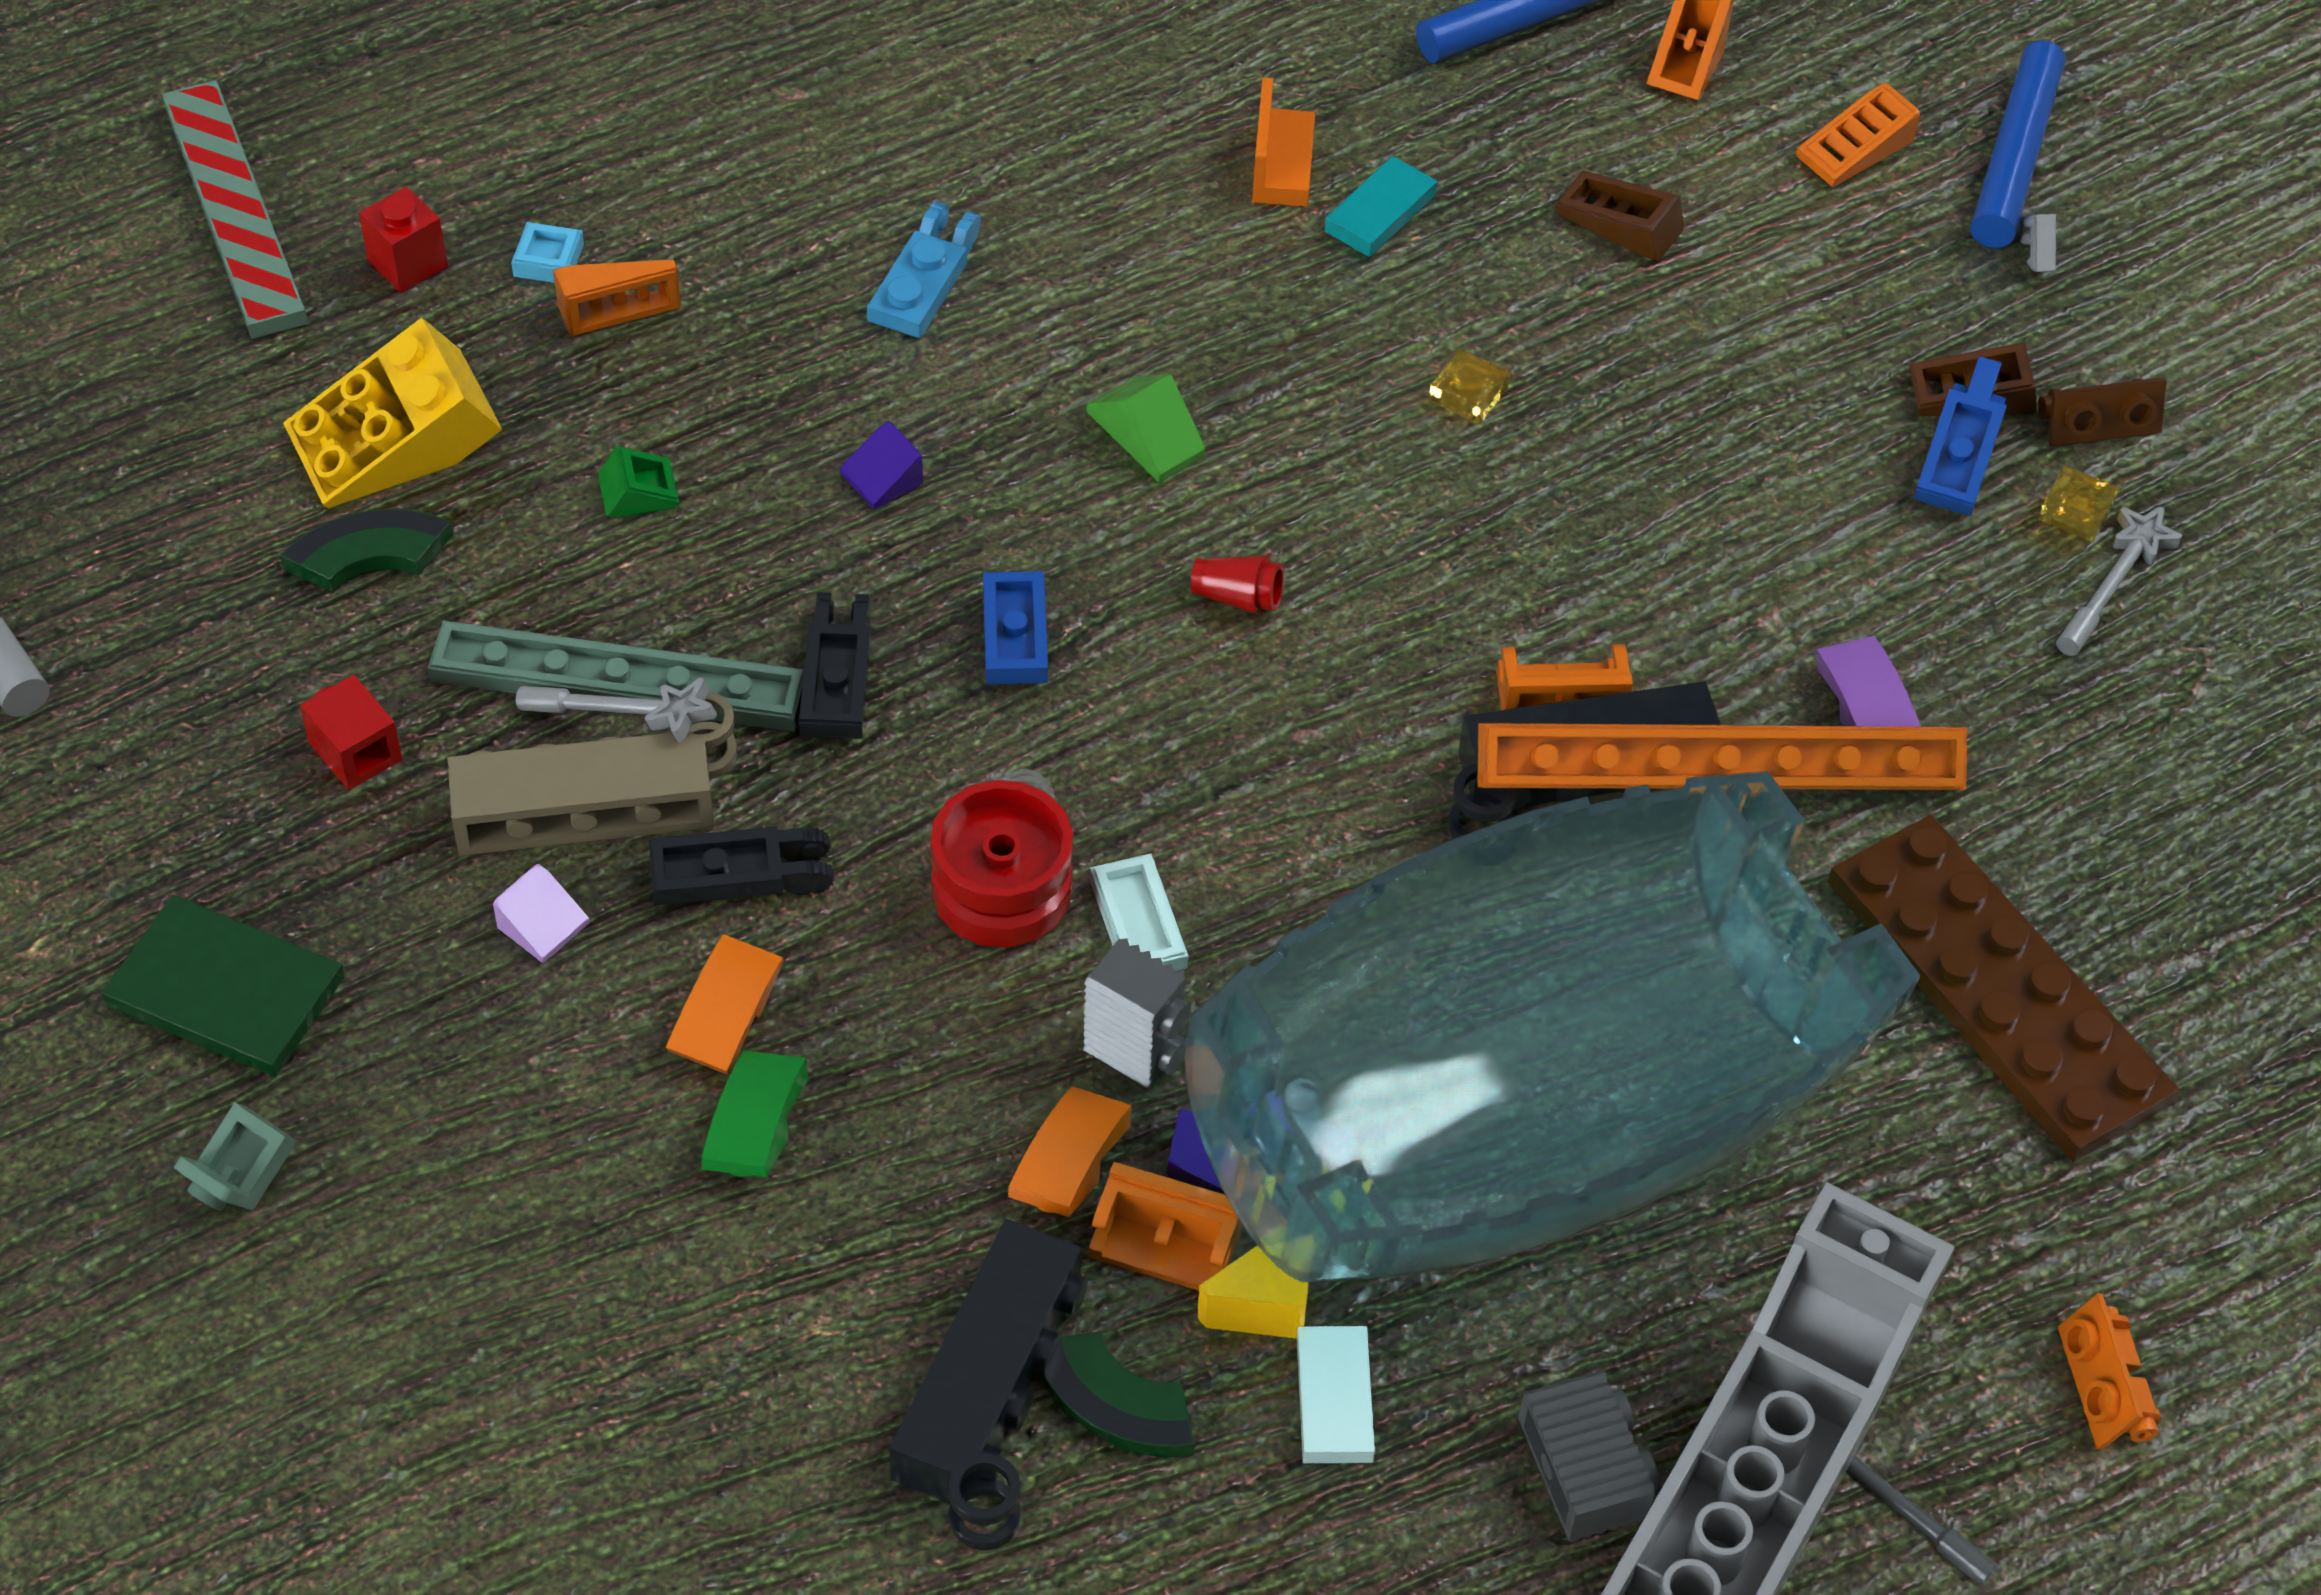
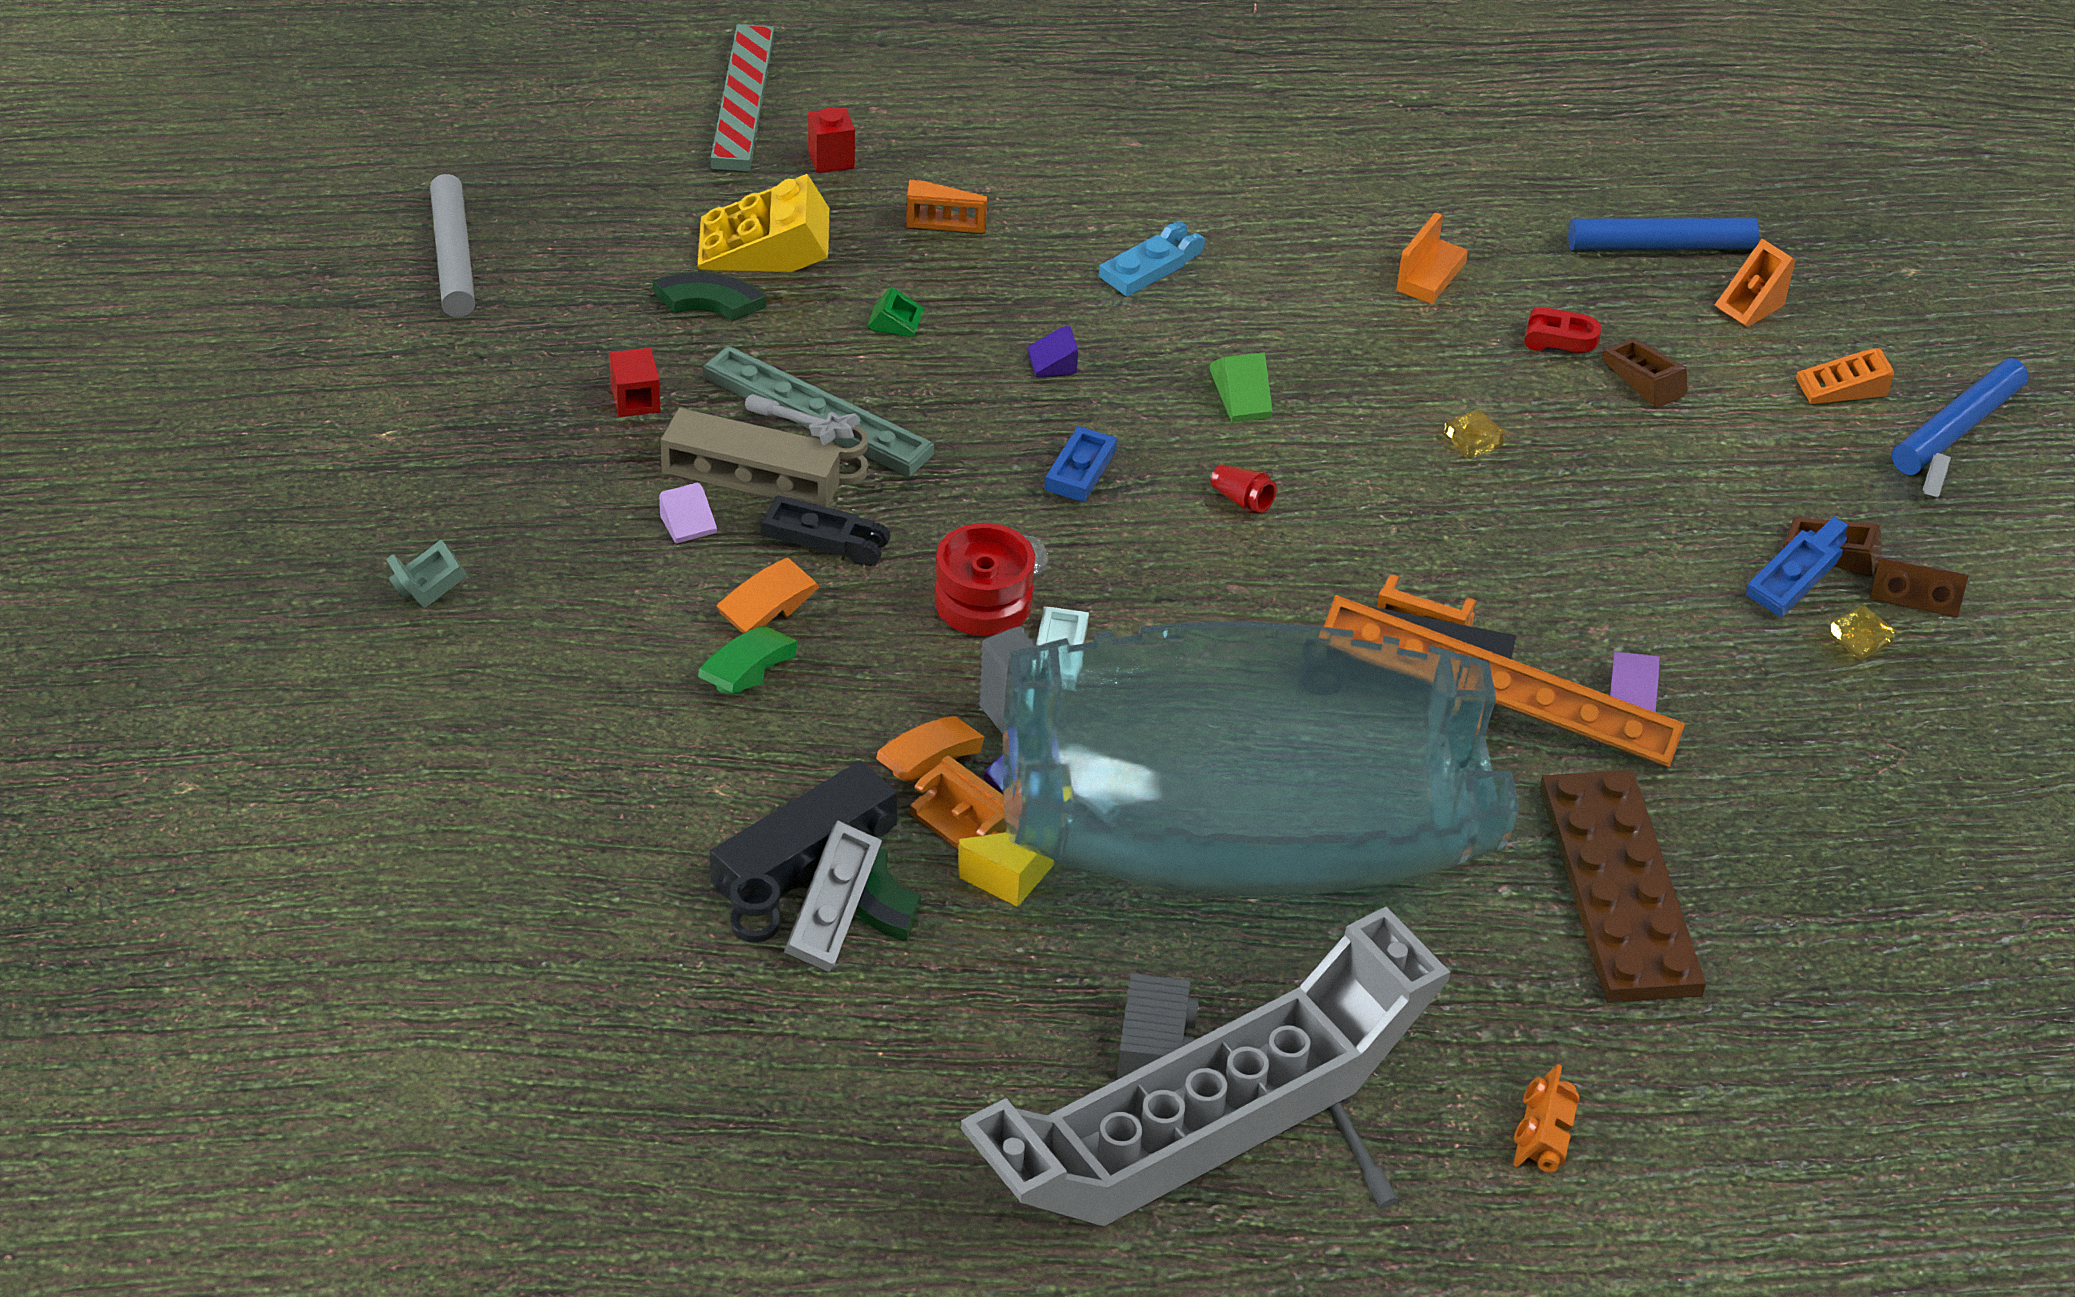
camera: 25 degrees right, 10 degrees down
(223, 985) = (479, 487): dark green tile -> none
(546, 249) = (918, 170): medium azure tile -> none
(836, 671) = (953, 448): black hinge -> none
(1081, 1442) = (833, 896): none -> light grey plate
(1335, 1394) = (1015, 940): light aqua tile -> none
(1380, 206) = (1480, 316): teal tile -> none
(1511, 187) = (1561, 330): none -> red plate
(2140, 536) = (1898, 668): light grey piece -> none

